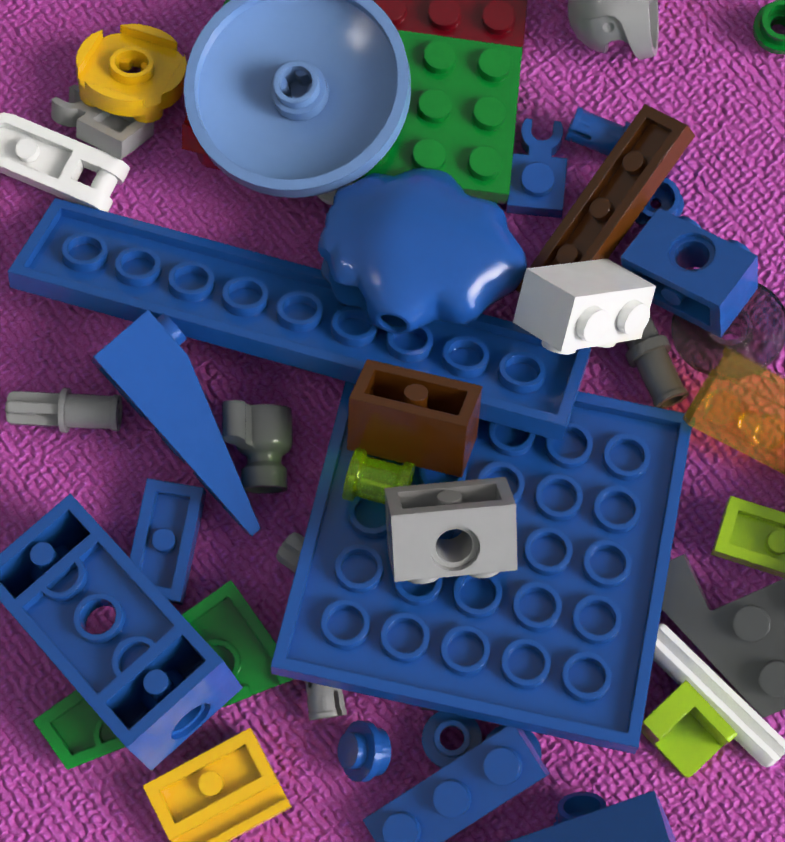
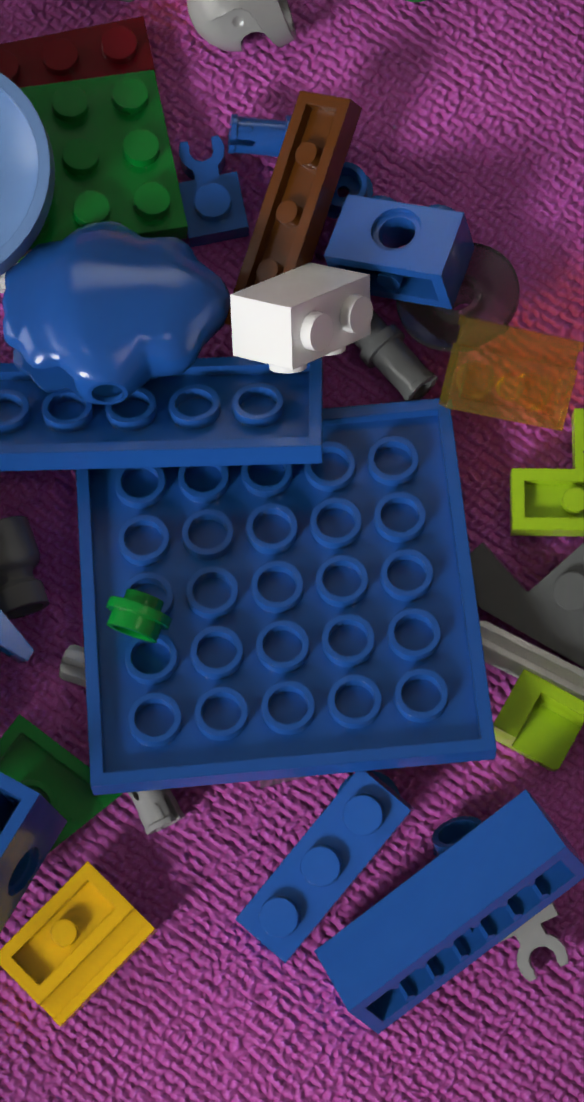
camera: 20 degrees left, 0 degrees up
(358, 528) = (138, 615): none -> green plate
(364, 751) = (215, 848): blue plate -> none
(370, 476) = (144, 561): clear neon green bush -> none
(414, 417) = (160, 484): reddish brown brick -> none
(425, 511) = (201, 578): light grey brick -> none
(436, 725) = (285, 791): blue plate -> none

